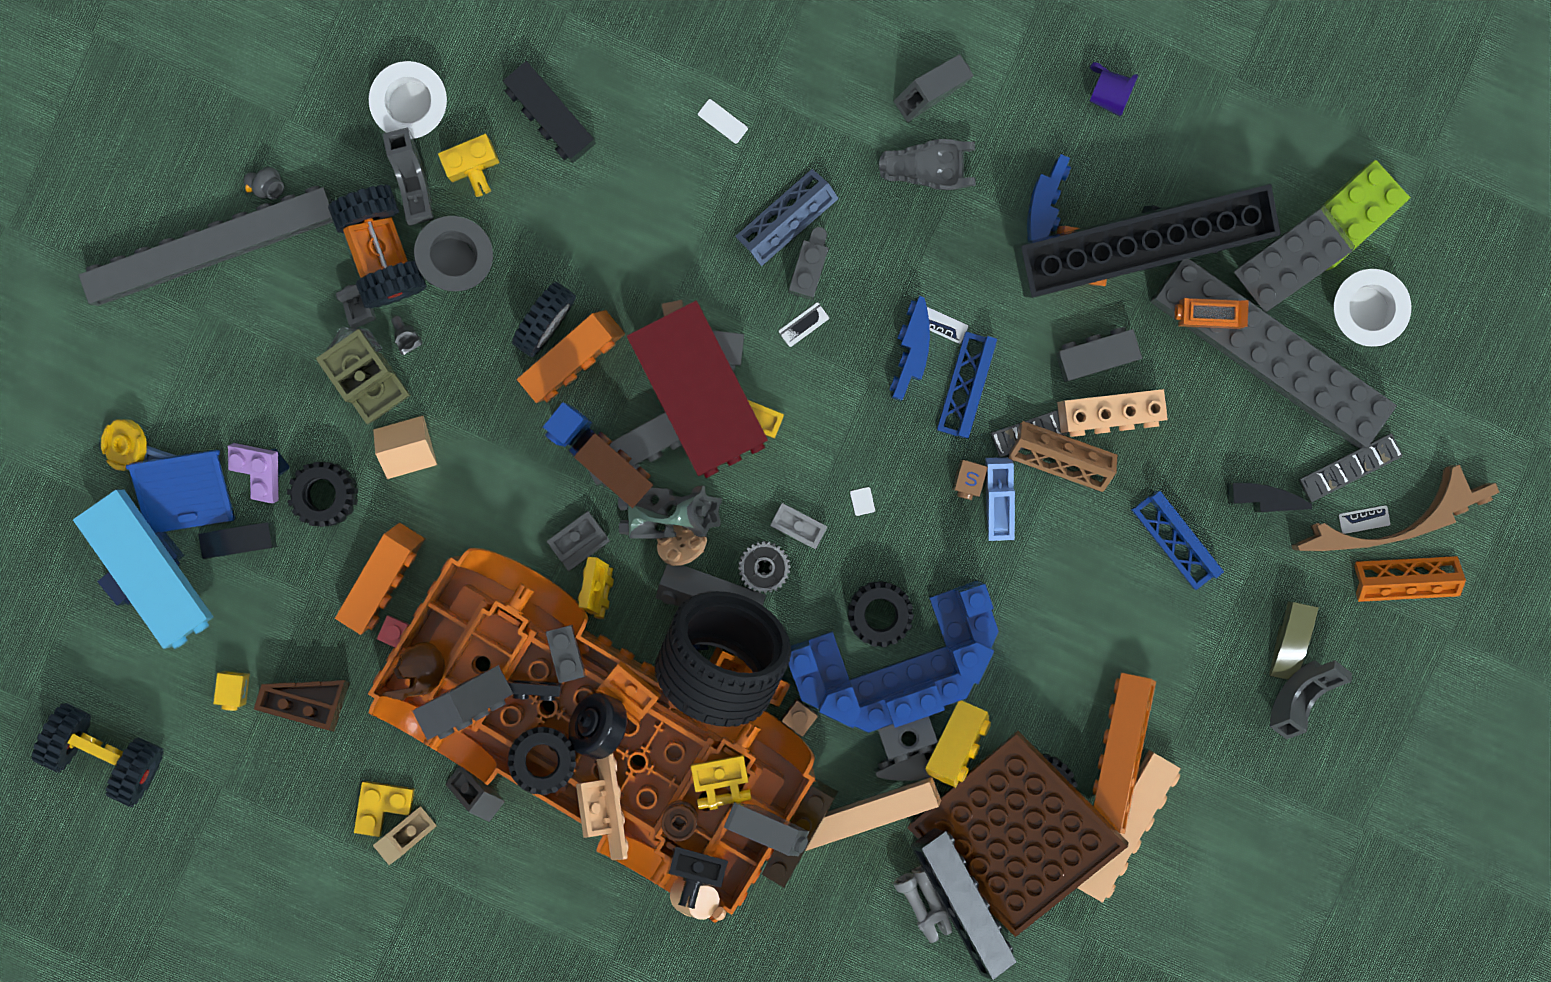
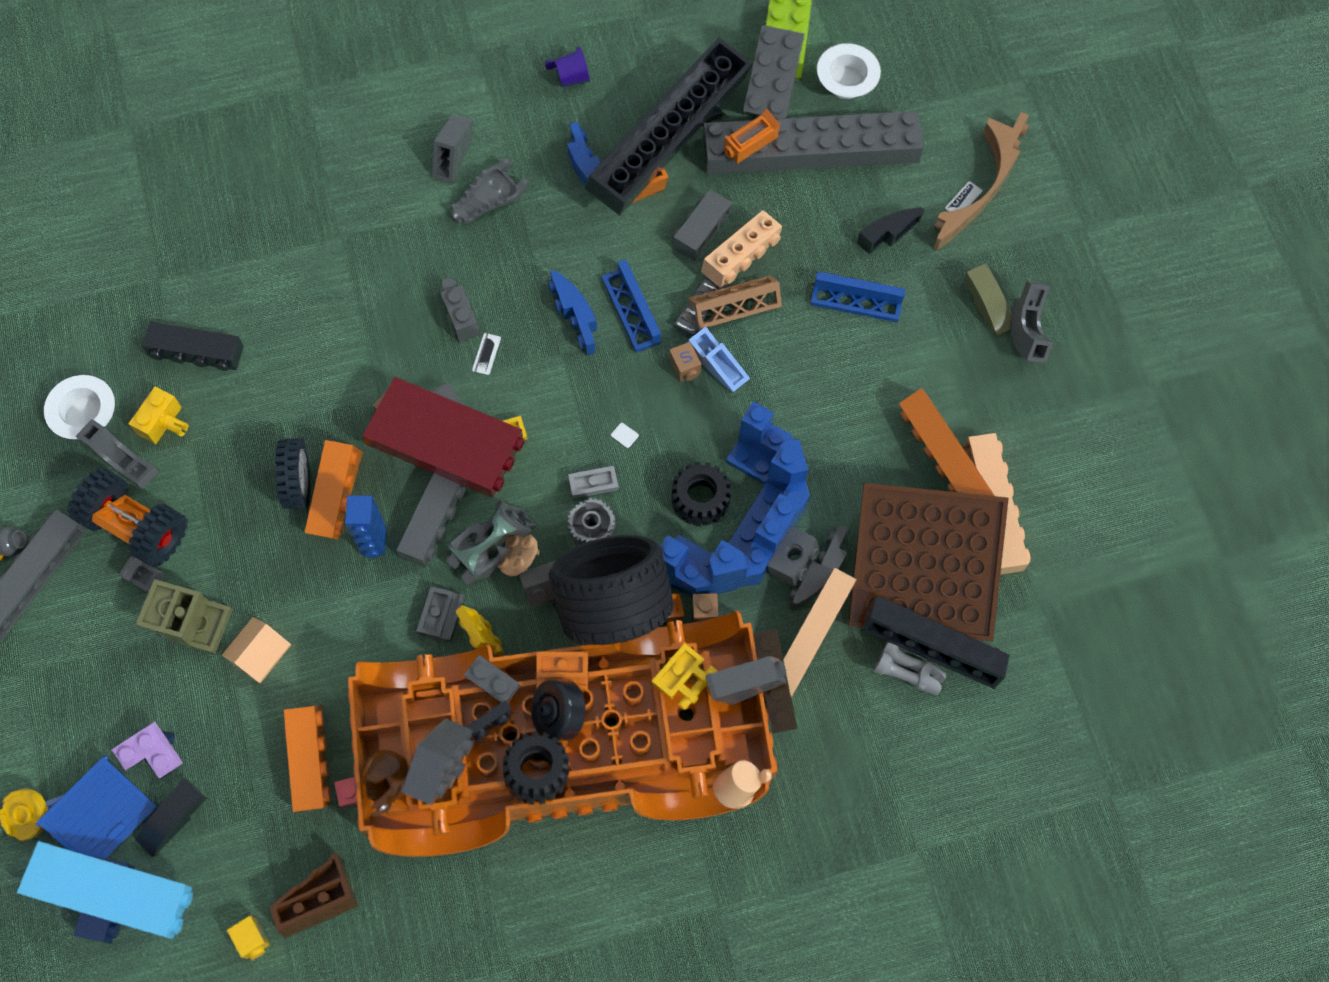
camera: 40 degrees left, 20 degrees down
(301, 497) = (201, 714): black tyre -> none
(375, 801) = (433, 936): yellow plate -> none
(404, 835) = (477, 942): tan slope -> none
(405, 336) = (196, 570): dark grey piece -> none
(445, 254) = (181, 482): dark grey hose -> none
(474, 794) = (507, 862): dark grey slope -> none
(602, 810) = (612, 767): light nougat bracket -> none
(611, 466) = (422, 531): reddish brown wedge -> none
(679, 820) = (676, 726): reddish brown wheel -> none
(696, 871) = (720, 753): black brick -> none
(722, 121) = (324, 269): white sticker -> none
(790, 219) = (420, 293): sand blue fence -> none
(946, 326) = (588, 283): white sticker -> none
(958, 744) = (832, 531): yellow brick -> none
(1350, 467) = (925, 173): tile -> none
(1411, 584) = (1027, 211): orange fence -> none

